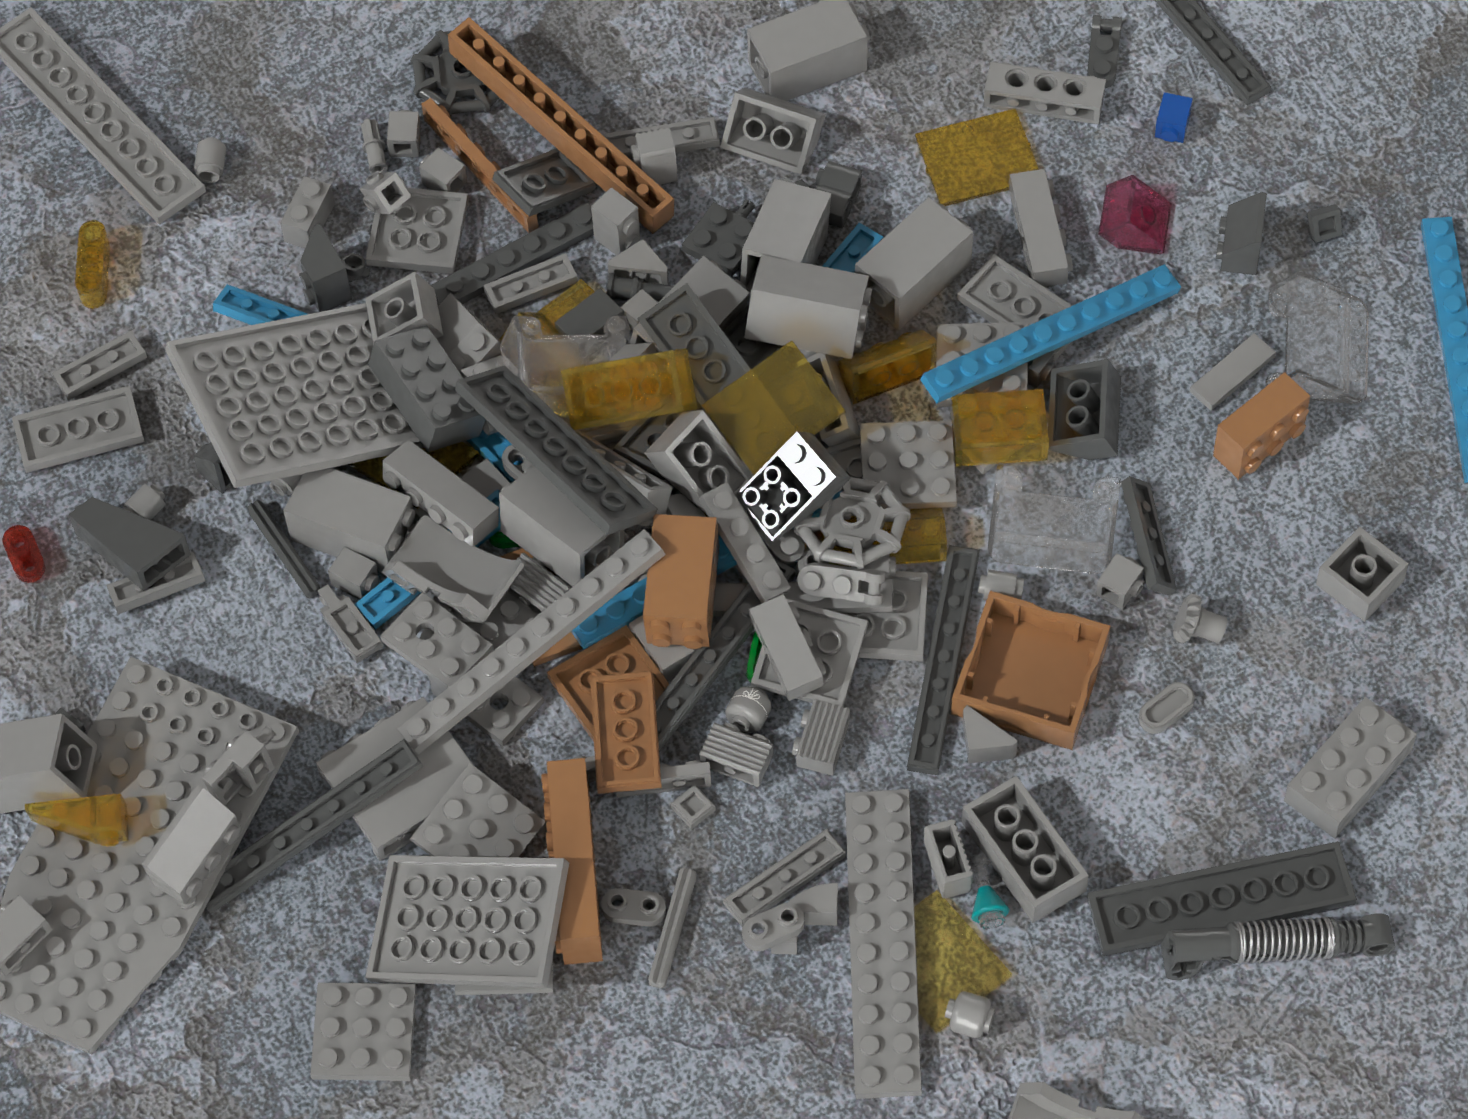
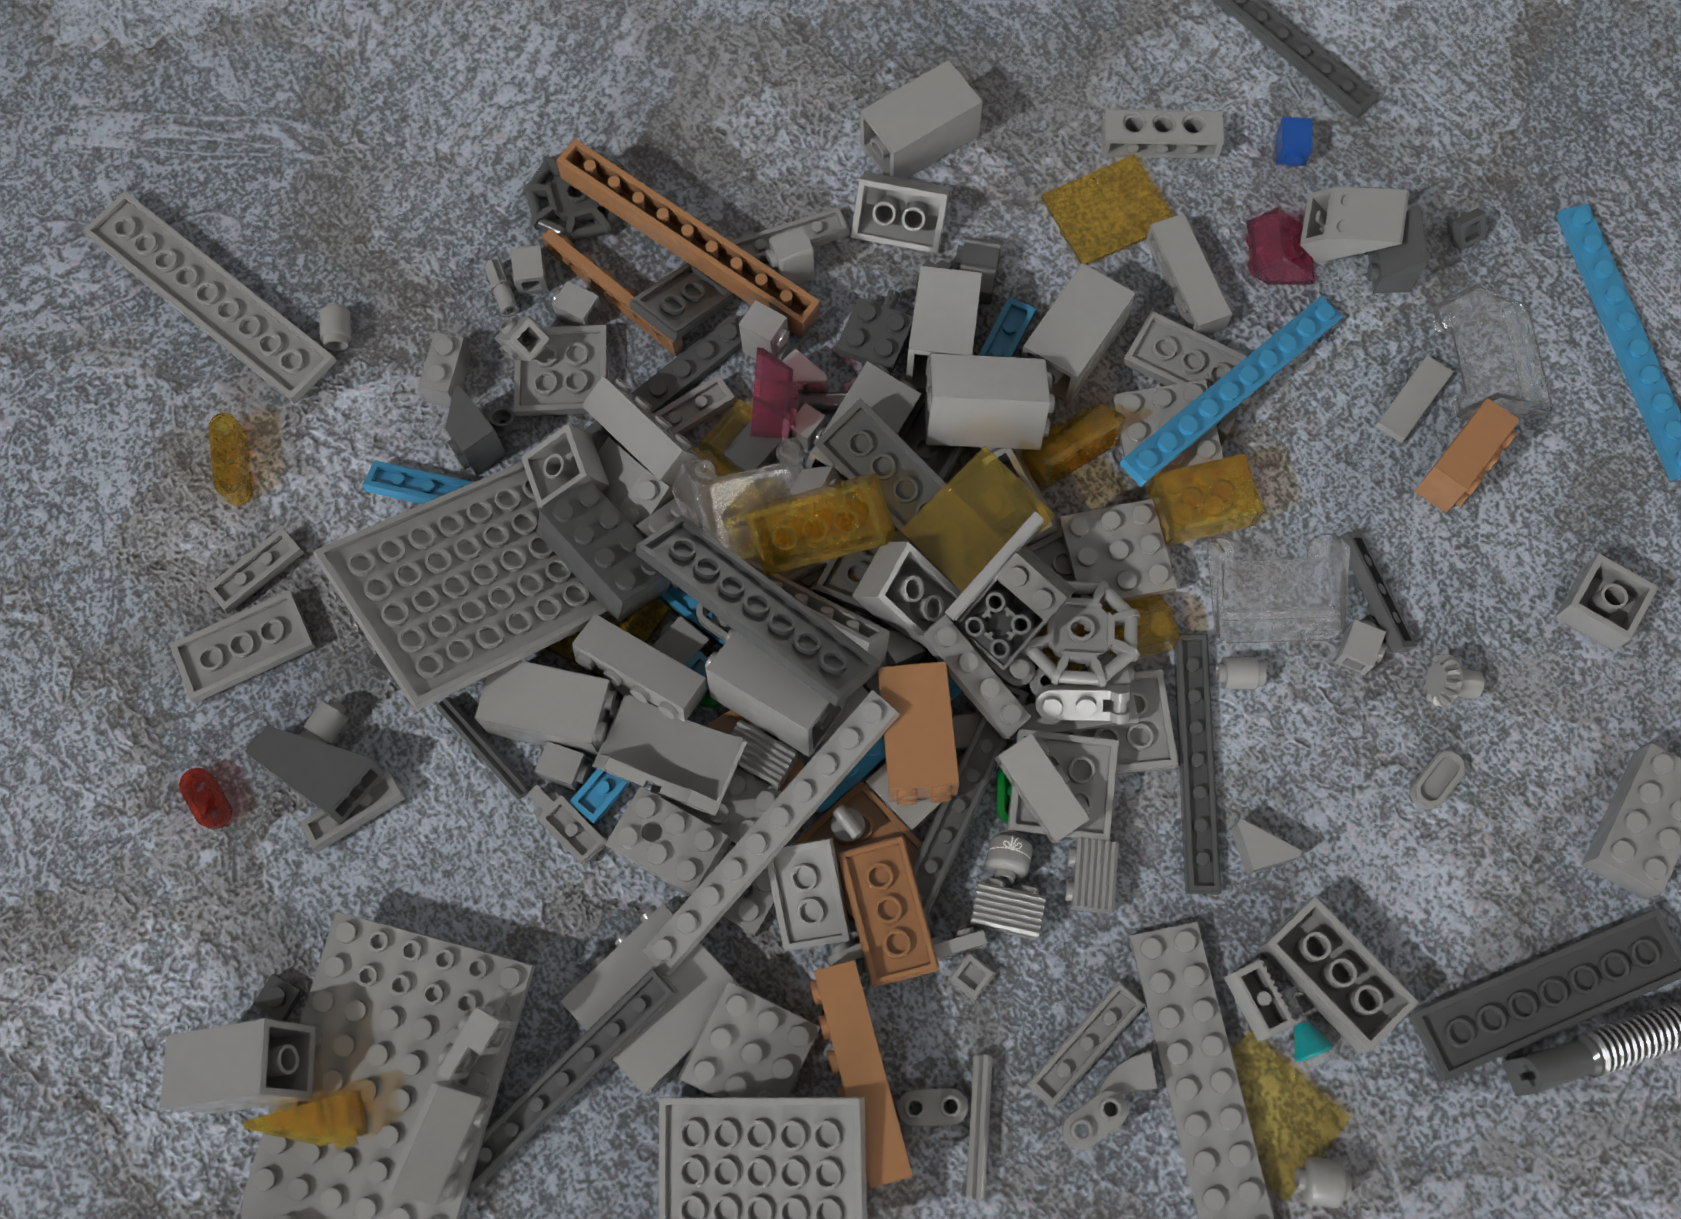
camera: 10 degrees left, 10 degrees up
(477, 286) = (638, 429): none -> light grey brick
(556, 709) = (809, 895): none -> light grey plate
(604, 656) = (847, 824): none -> light grey plate
(609, 276) = (773, 397): none -> clear pink slope
(807, 422) = (983, 579): none -> light grey tile
(1031, 669) = (1294, 763): medium nougat tile -> none
(1085, 410) = (1283, 463): dark grey slope -> none
(1104, 49) = (1206, 80): dark grey plate -> none
(1203, 198) = (1353, 221): none -> light grey slope

